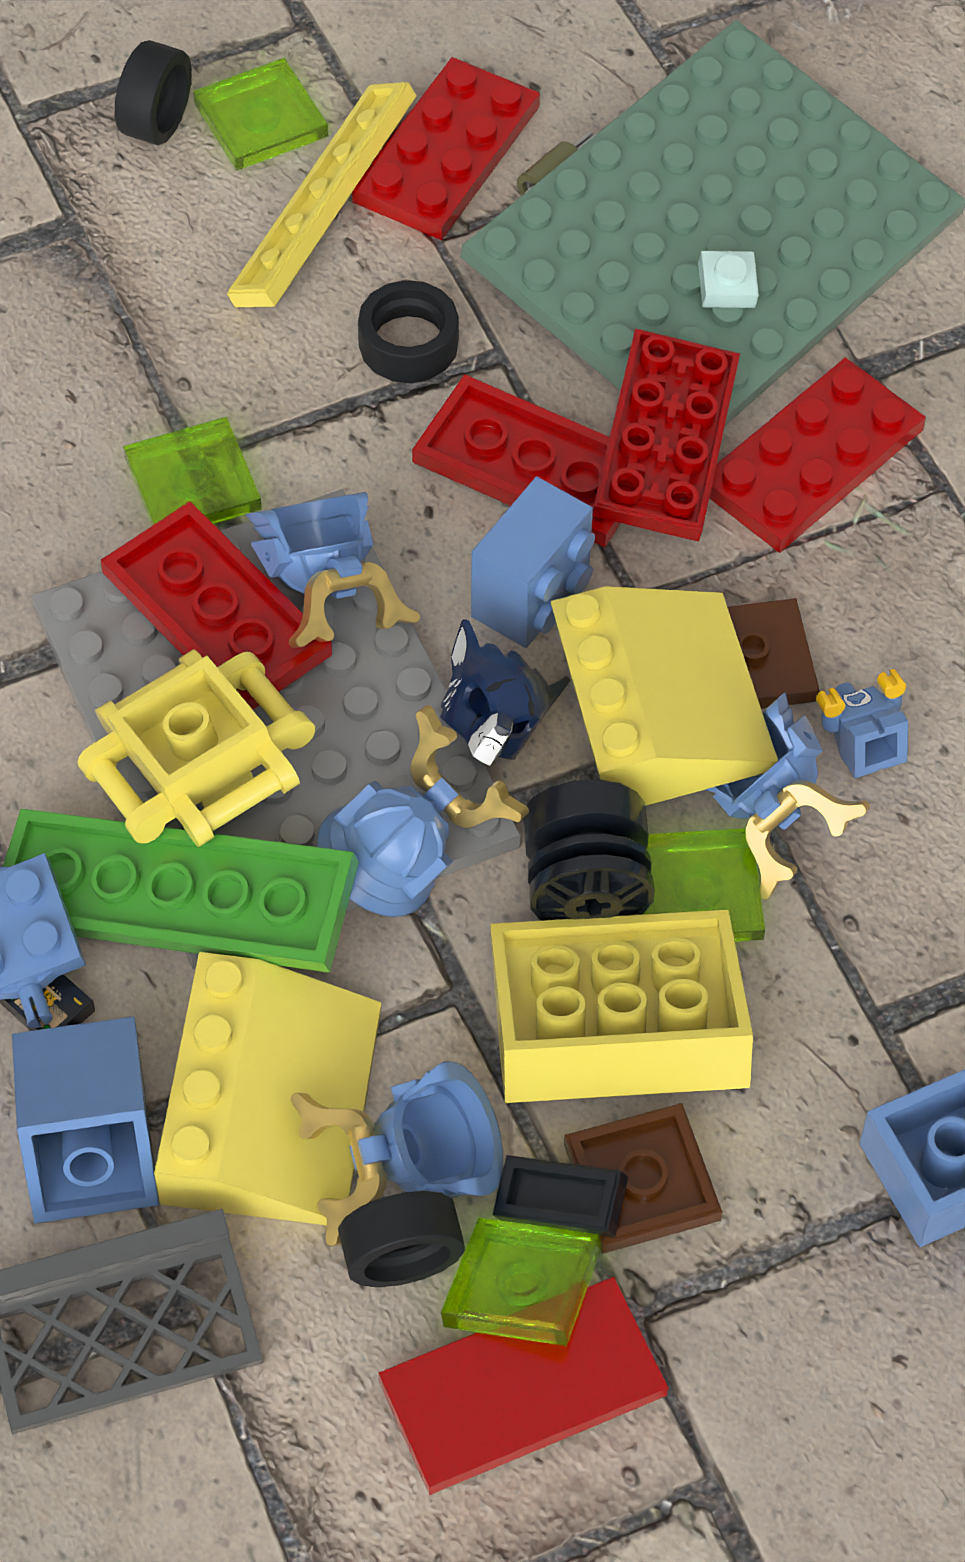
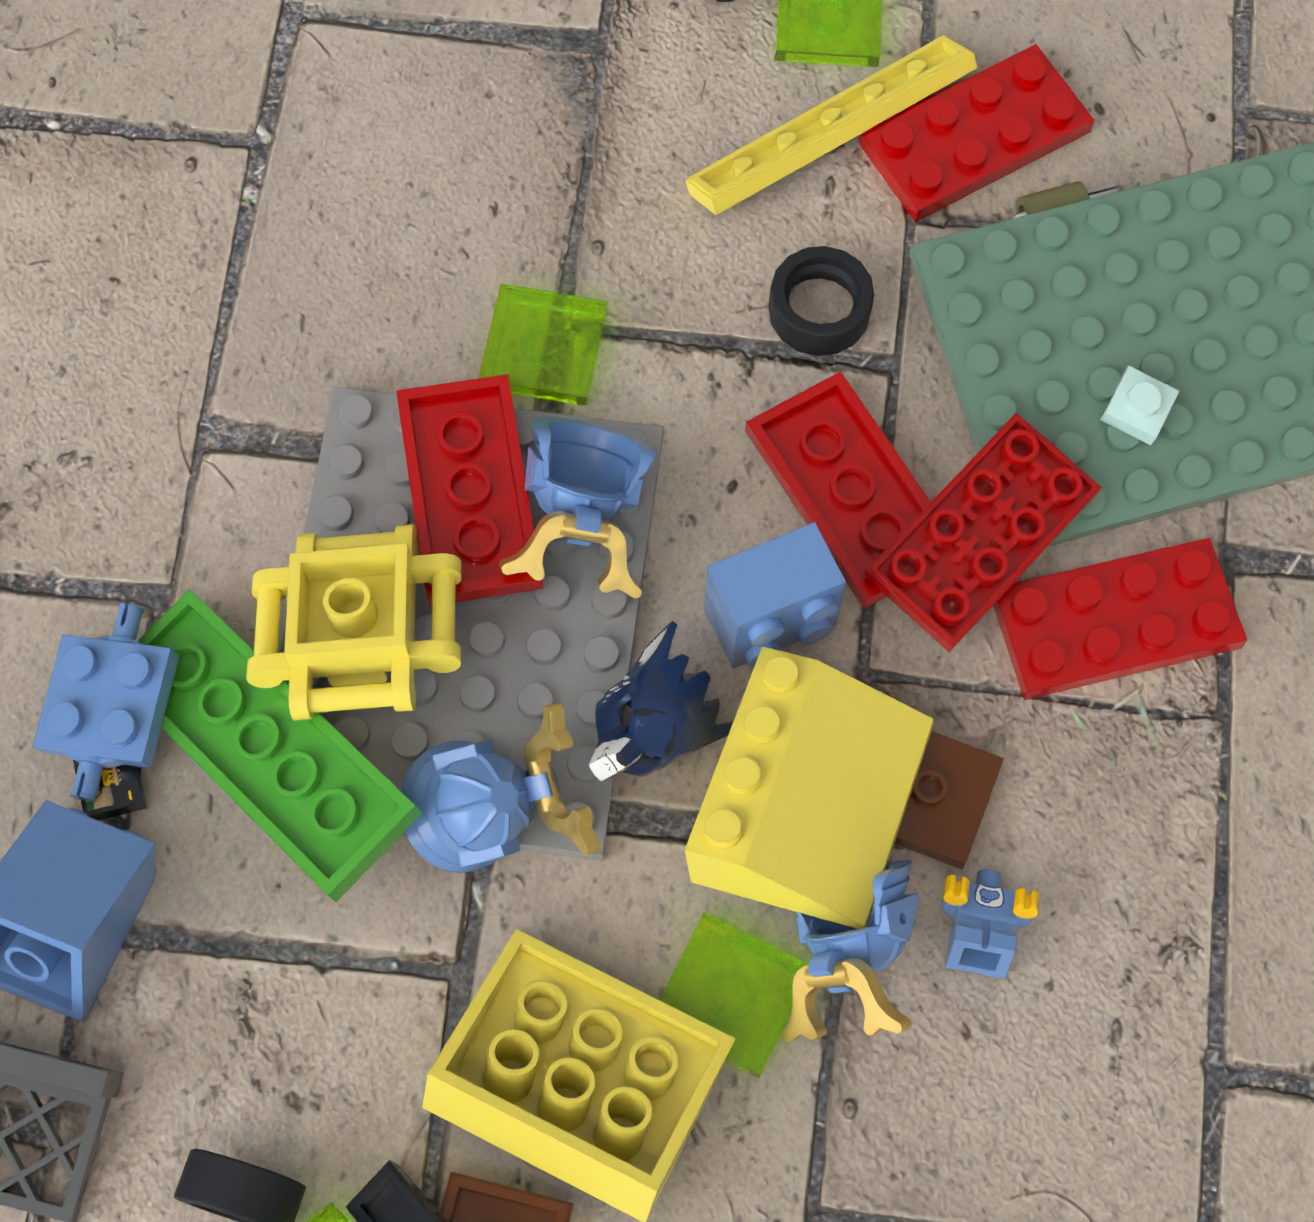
camera: 30 degrees right, 10 degrees up
(243, 1053) = (229, 976): light yellow slope -> none
(429, 1139) = (329, 1113): medium blue helmet -> none
(588, 851) = (640, 907): black wheel -> none

